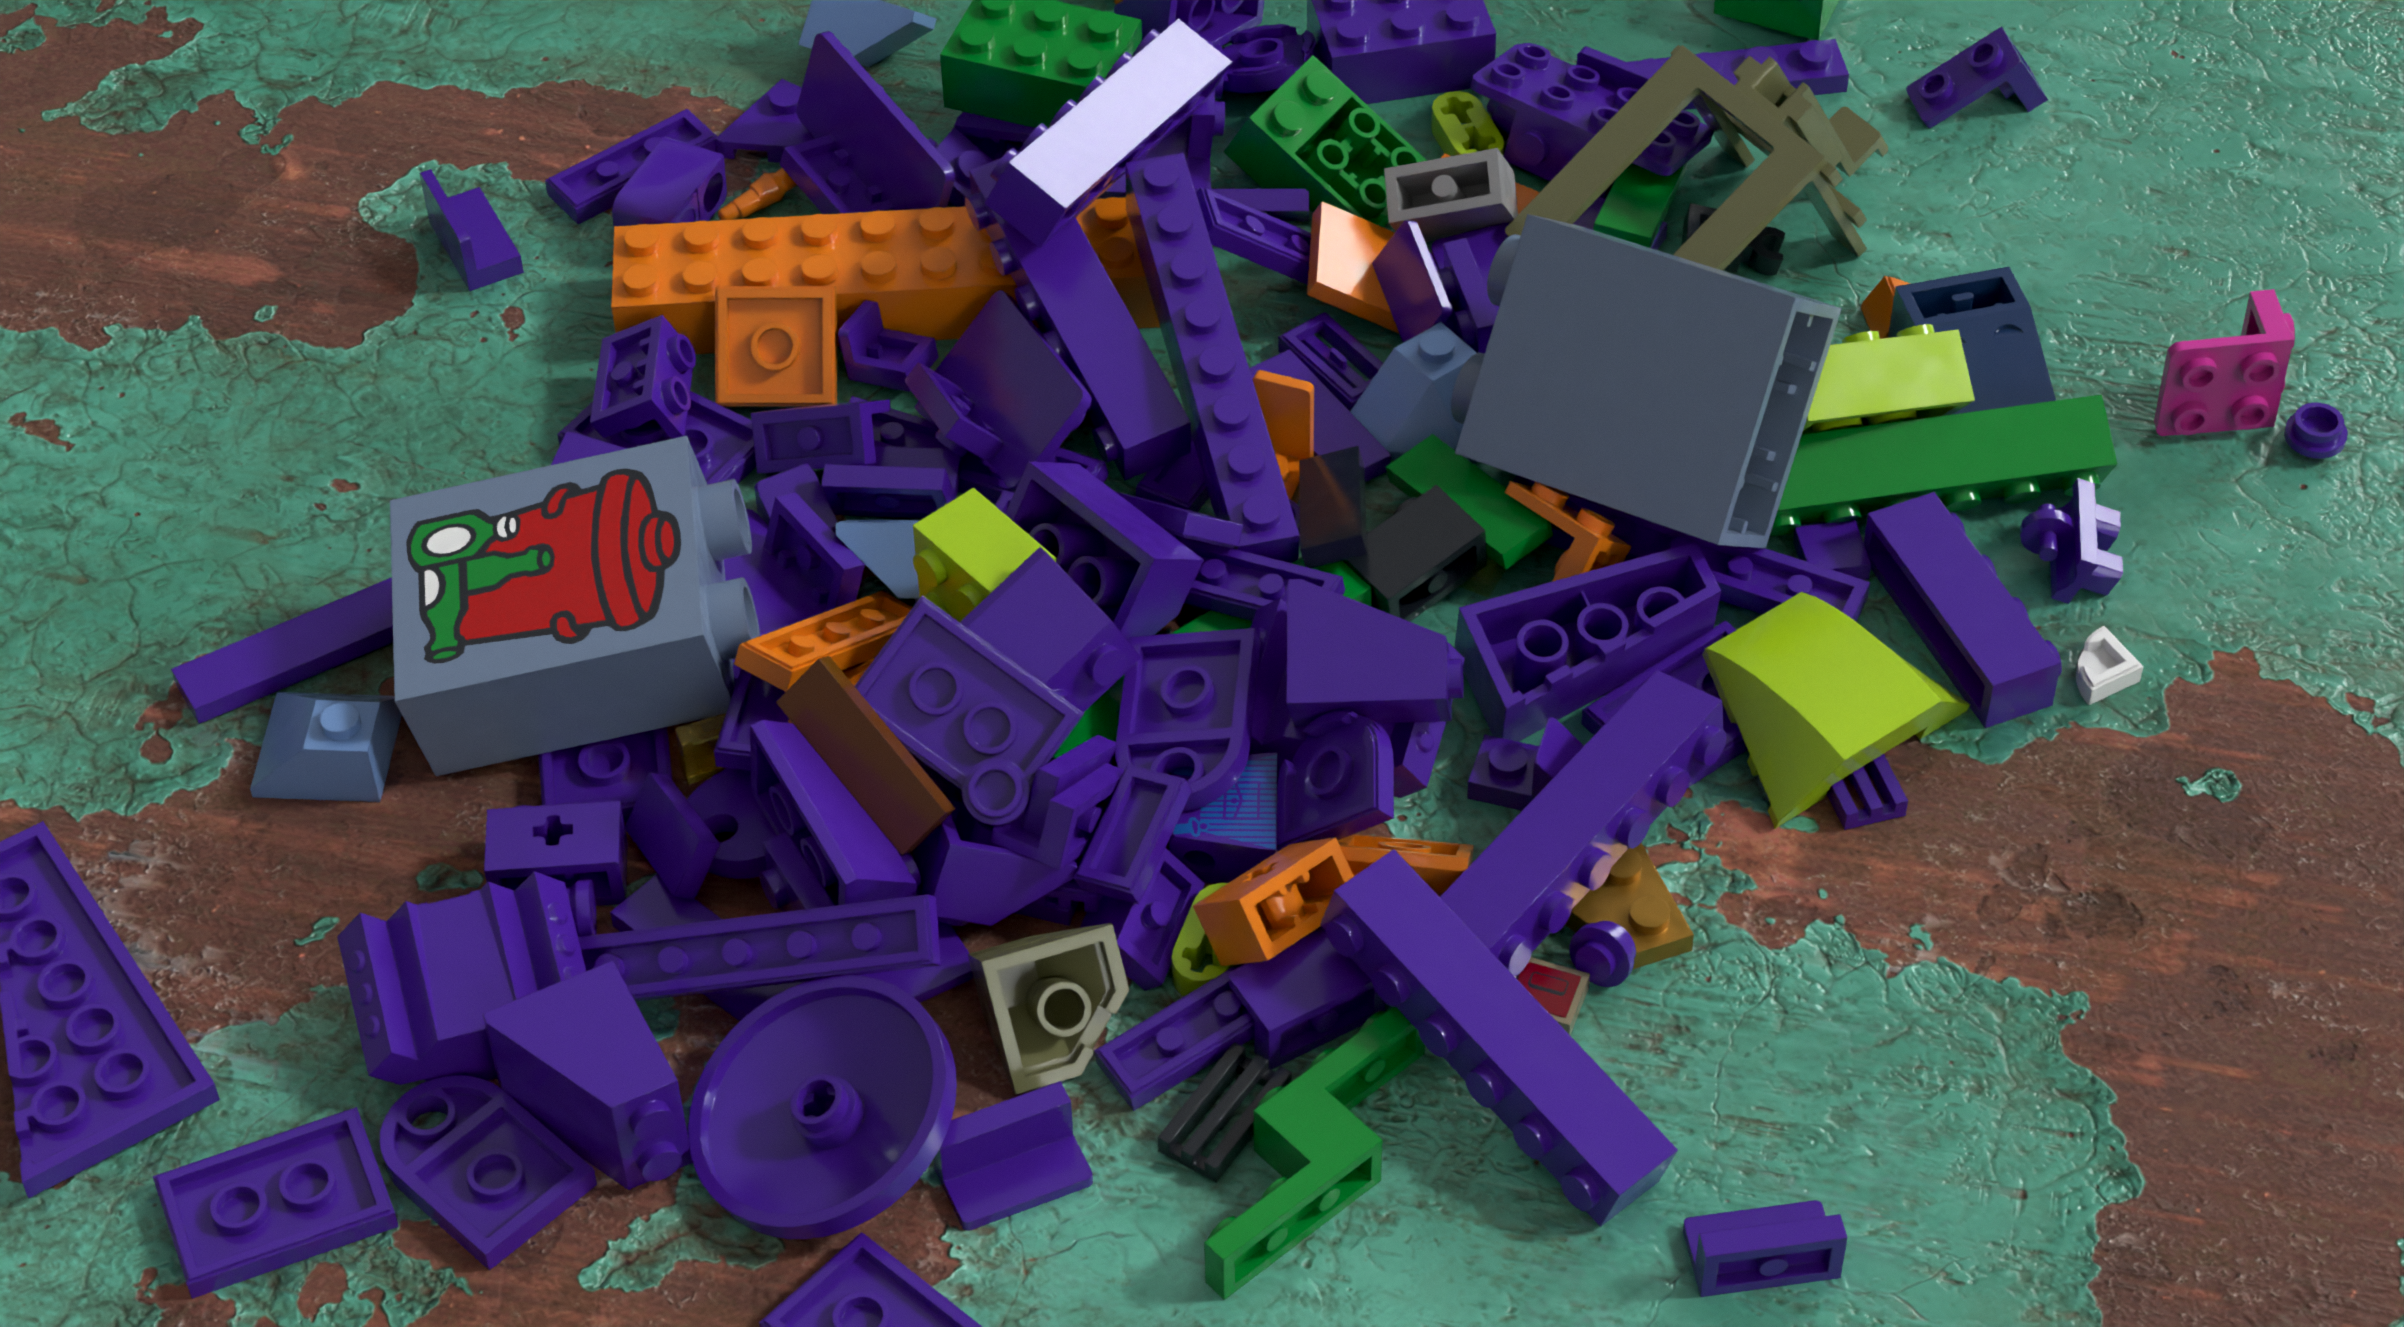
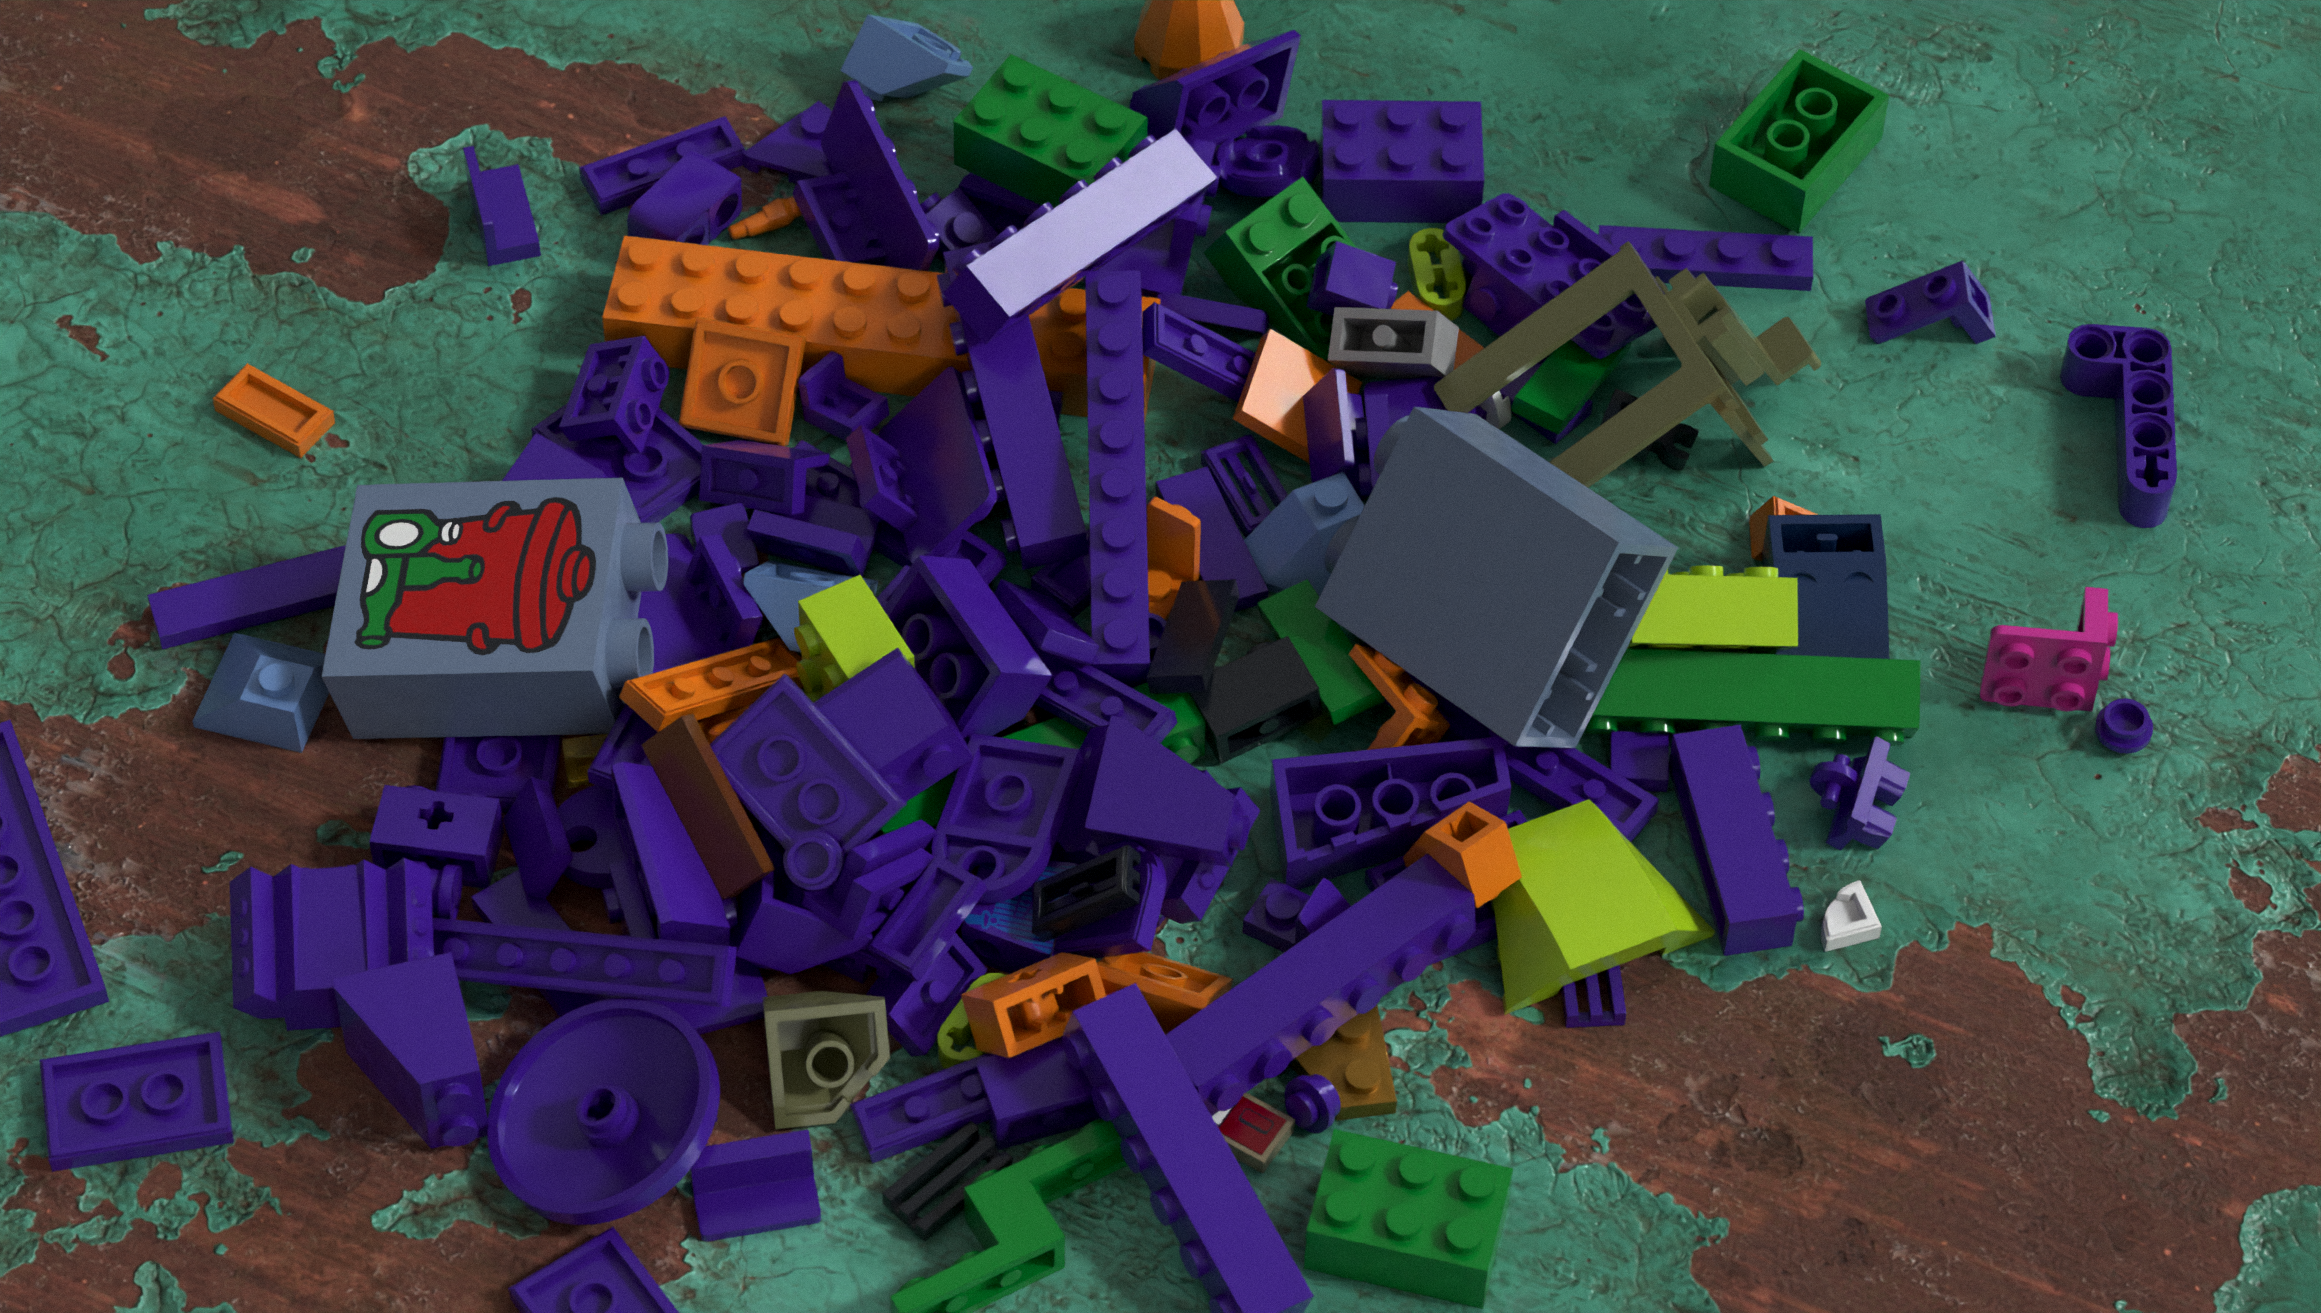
camera: 10 degrees right, 5 degrees up
(269, 465) = (273, 410): none -> orange tile
(486, 1170) = (317, 1107): dark purple tile -> none
(1305, 781) = (1086, 901): none -> black tile
(1388, 139) = (1351, 280): none -> dark purple brick
(1705, 651) = (1472, 849): none -> orange slope
(1751, 1052) = (1408, 1218): none -> green brick
(2210, 111) = (2138, 373): none -> dark purple beam

